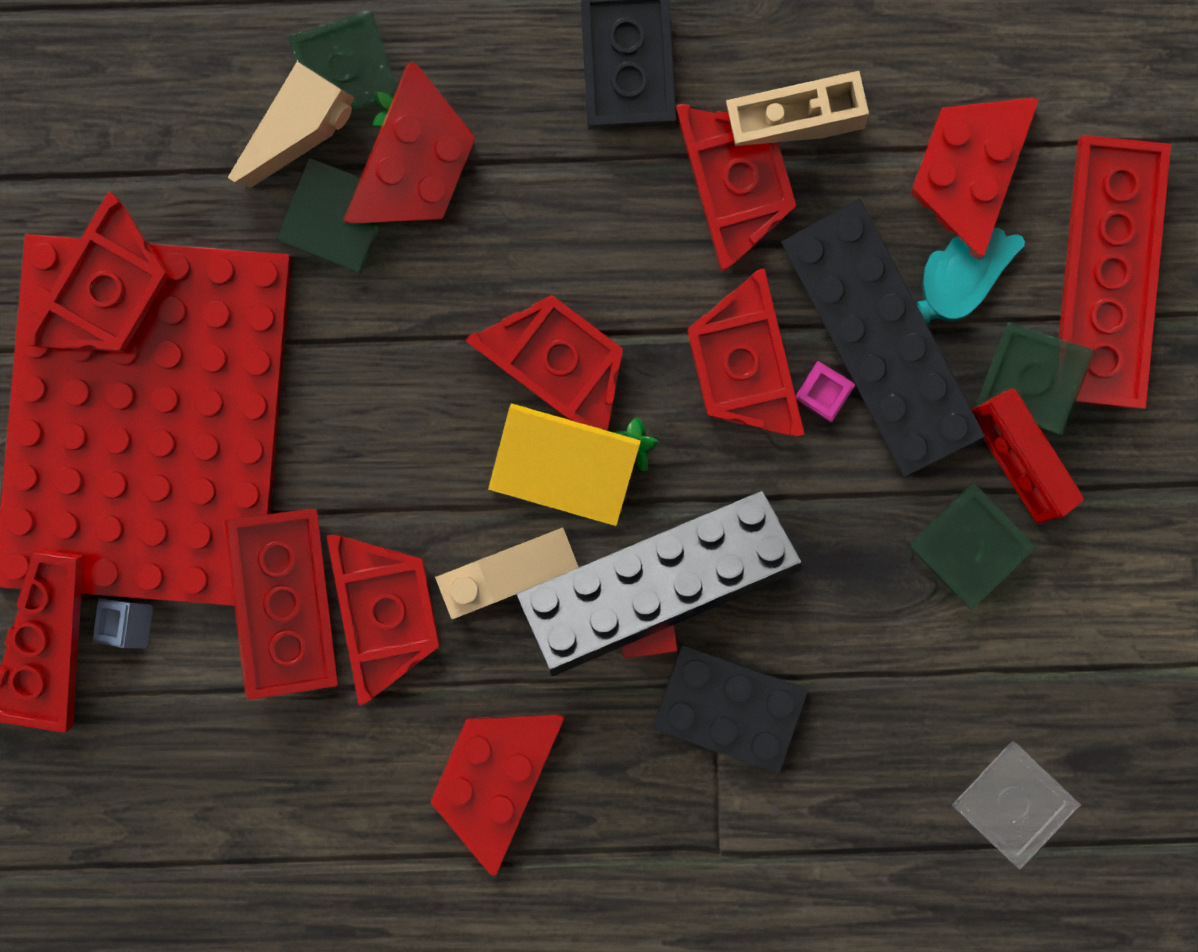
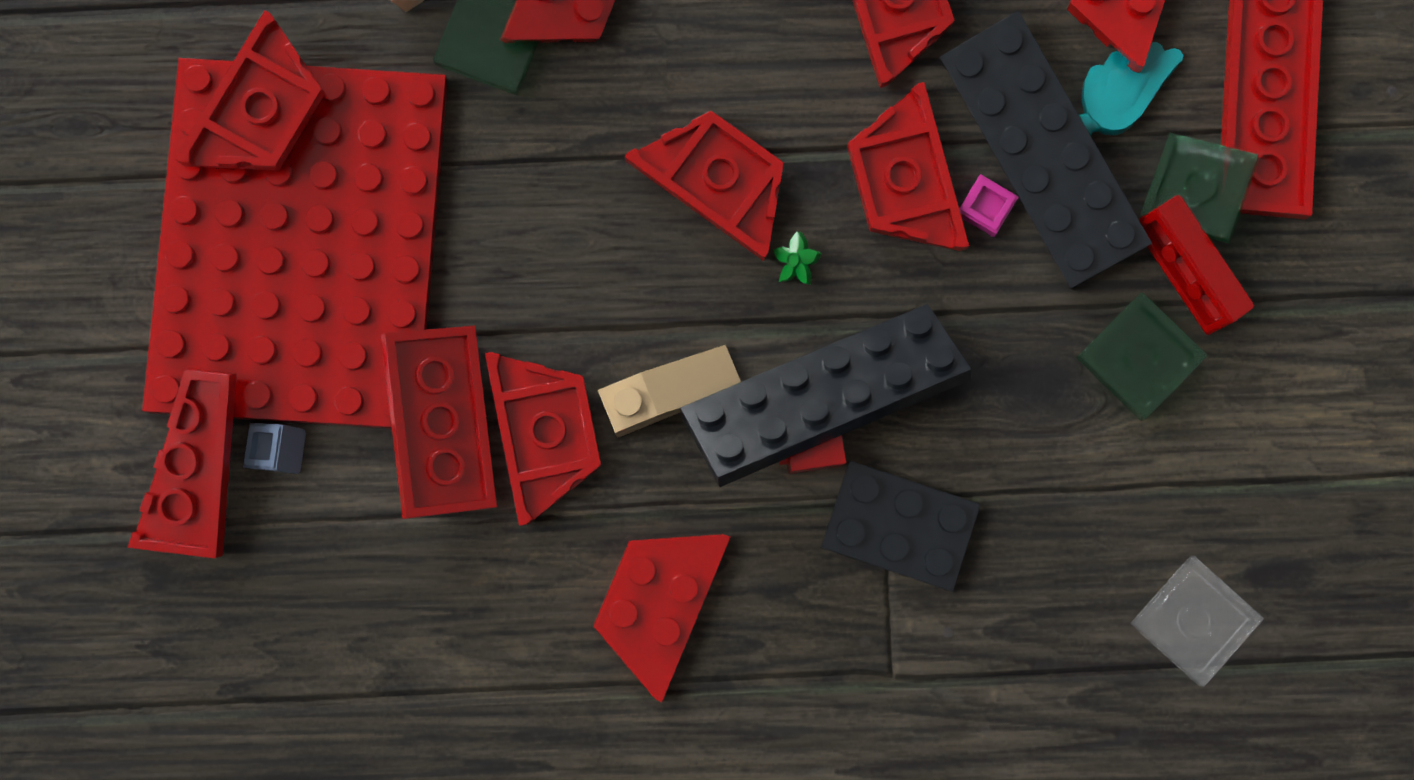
camera: 10 degrees left, 5 degrees down
(563, 464) = (726, 279): yellow tile -> none

